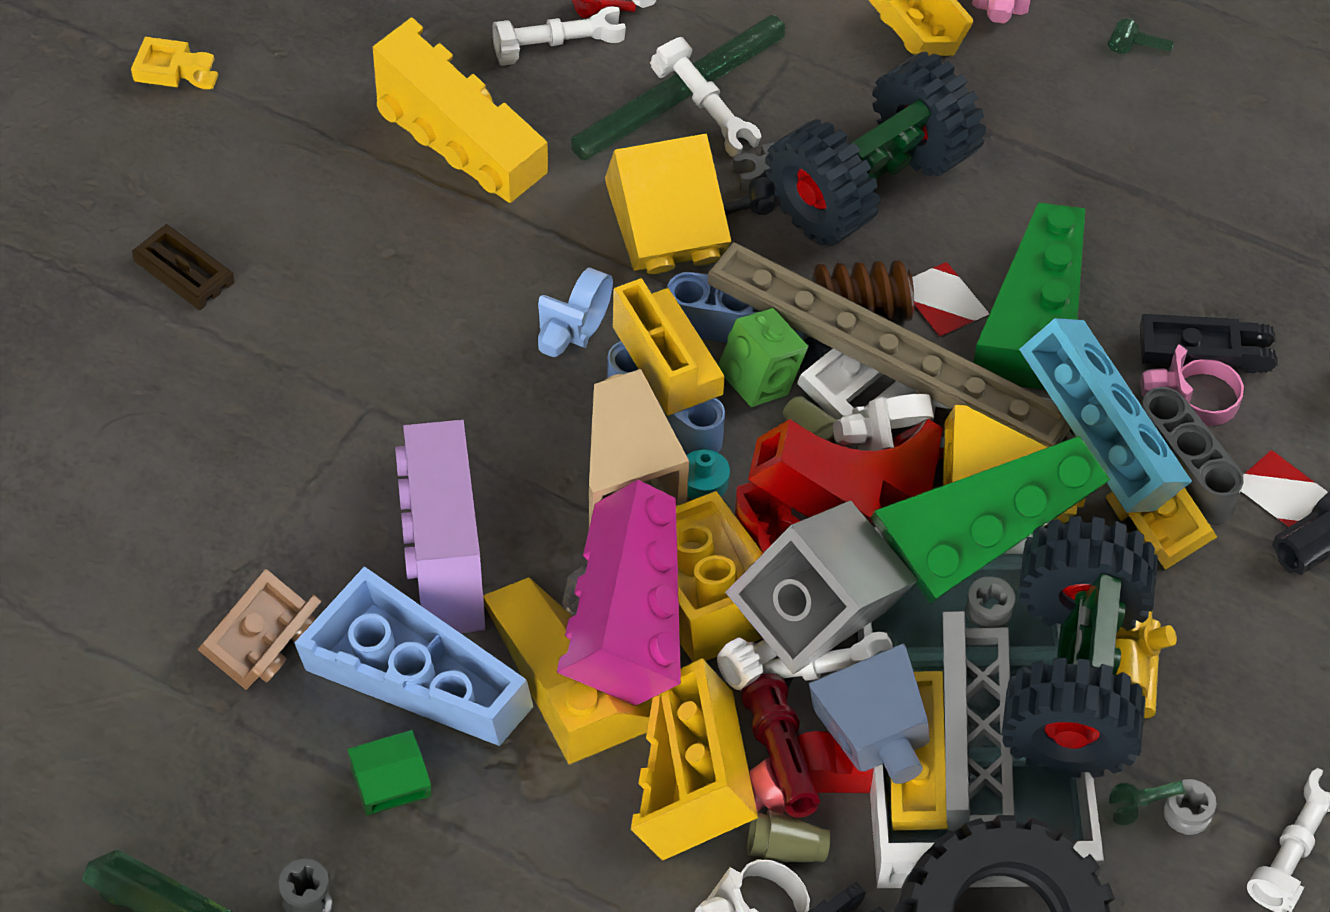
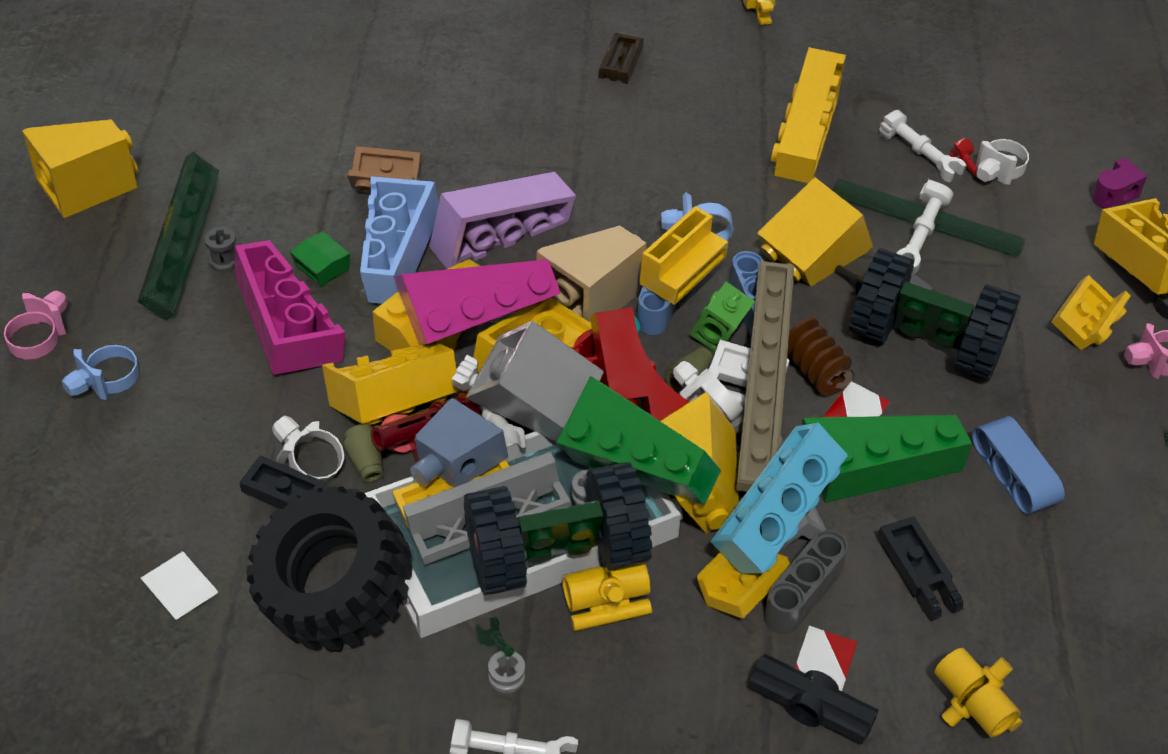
camera: 65 degrees right, 5 degrees down
(482, 850) = (285, 316): none -> dark pink wedge
(1109, 187) = (1018, 465): none -> medium blue beam
(1175, 380) = (866, 553): bright pink piece -> none

